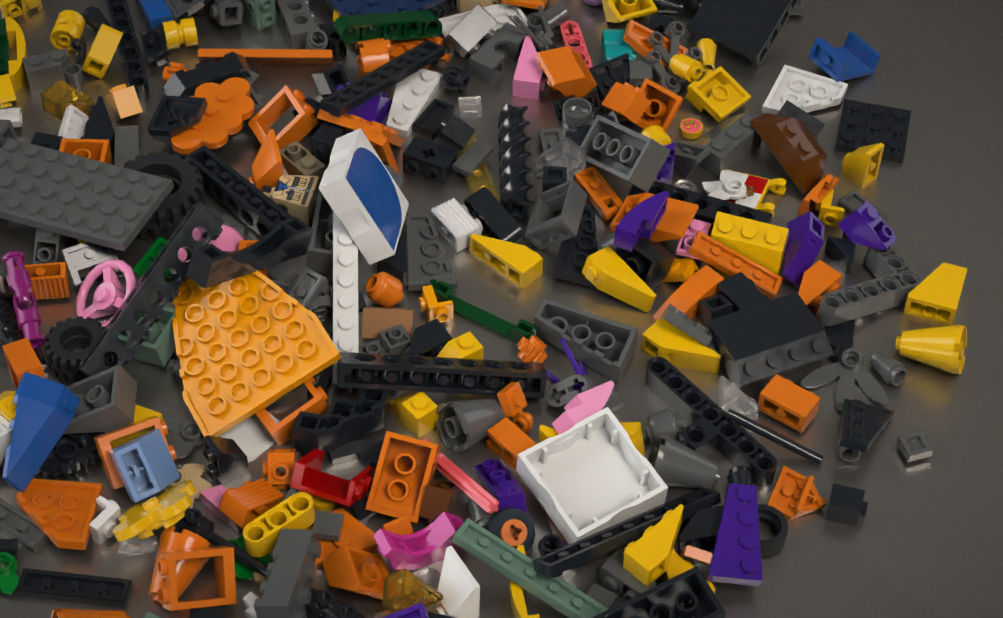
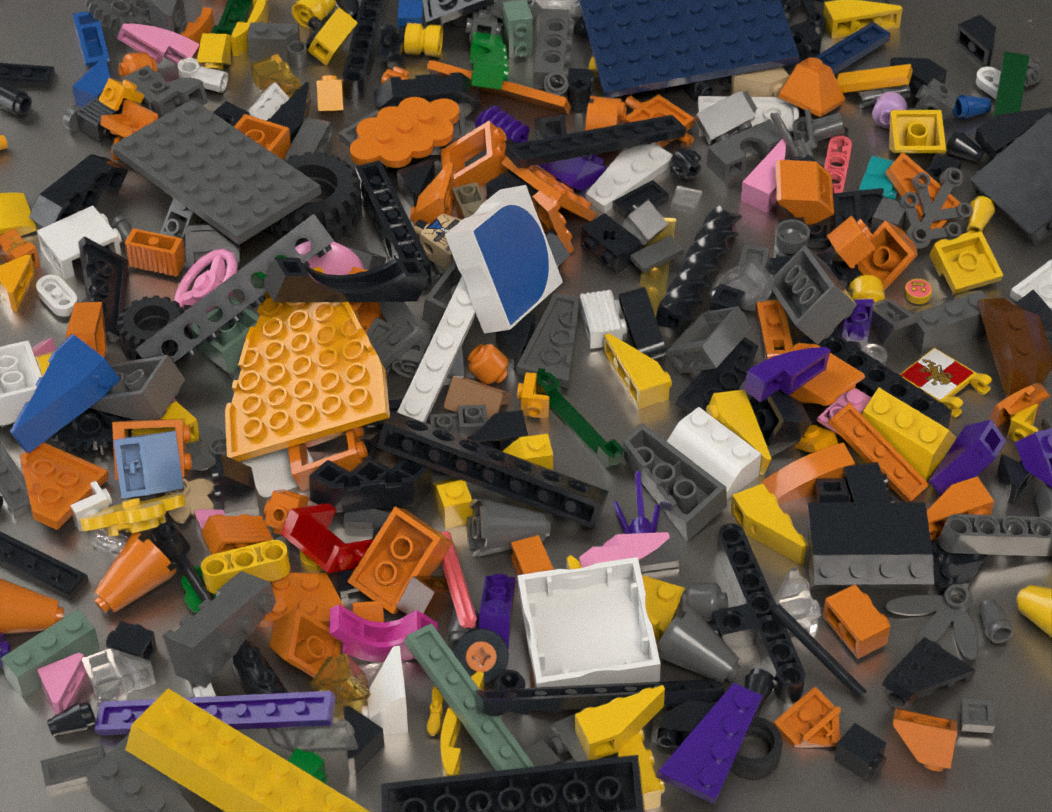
camera: 25 degrees right, 0 degrees up
(20, 285) = (125, 248): magenta piece -> none
(176, 115) = (364, 121): black plate -> none
(224, 577) = (171, 598): orange window -> none
(238, 155) = (415, 179): none -> black slope
(256, 38) = (488, 60): none -> green arch
(274, 85) = (512, 128): none -> dark purple piece
(328, 525) = (299, 585): dark grey tile -> none
(380, 21) = (644, 97): dark green beam -> none
(494, 590) = (436, 712): none -> yellow piece
(512, 402) = (554, 520): orange plate -> none
(532, 349) = (608, 475): orange gear -> none
(566, 385) = (622, 524): dark grey beam -> none
(608, 299) = (716, 450): none -> white slope
(682, 322) = (784, 500): dark grey plate -> none
(686, 67) = (940, 222): yellow brick -> none
(696, 555) = (659, 745): orange tile -> none
(727, 188) = (920, 368): white plate -> none
(892, 475) = (927, 737): none -> orange slope

